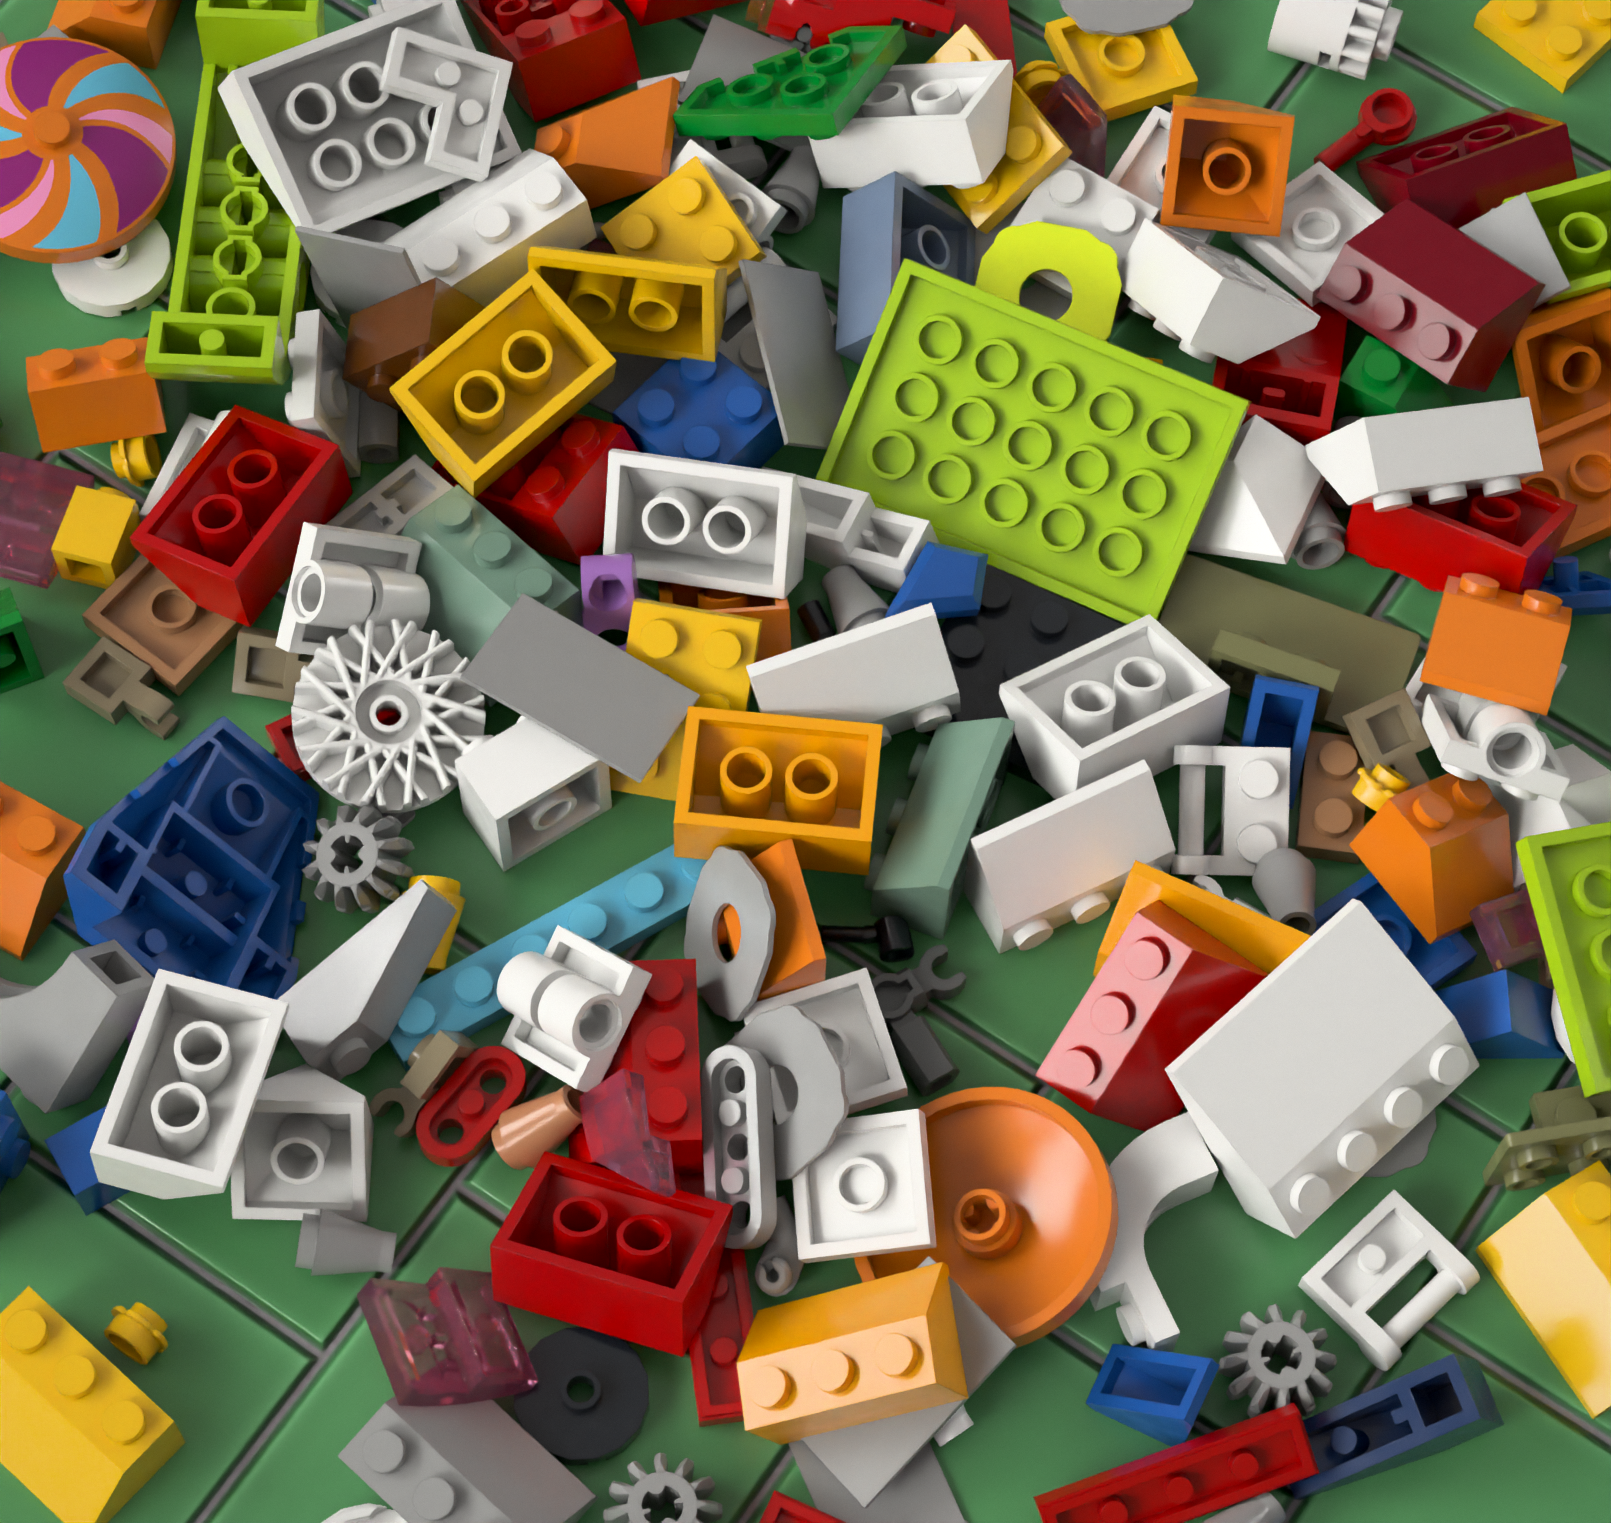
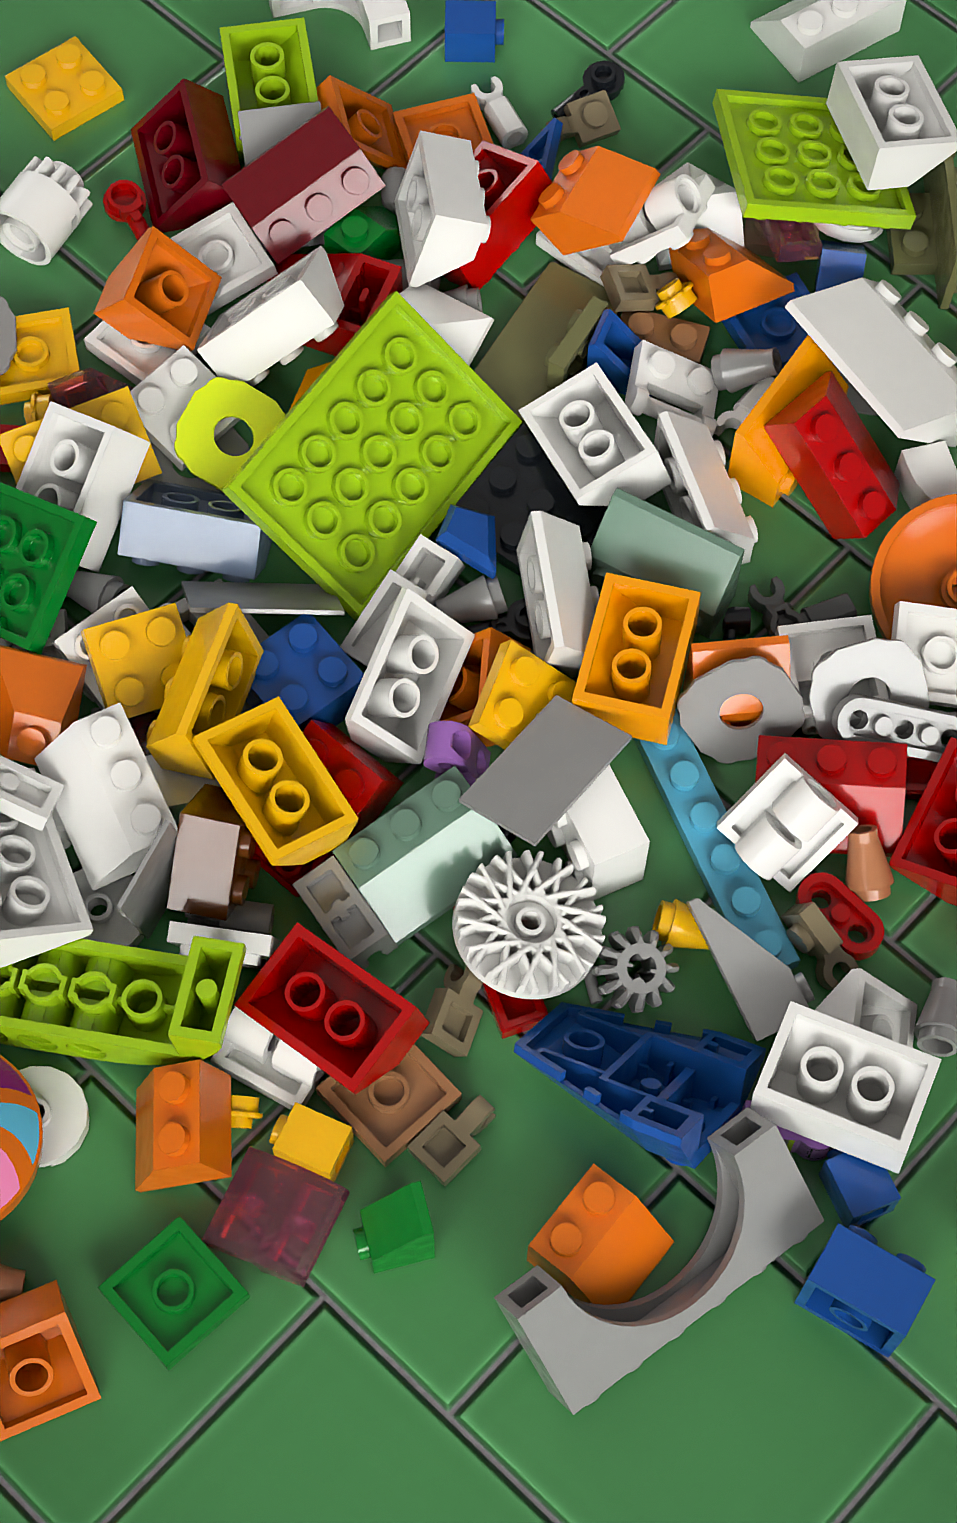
camera: 80 degrees left, 0 degrees up
(347, 579) = (421, 934): white plate -> none
(619, 1132) = (898, 797): clear pink slope -> none

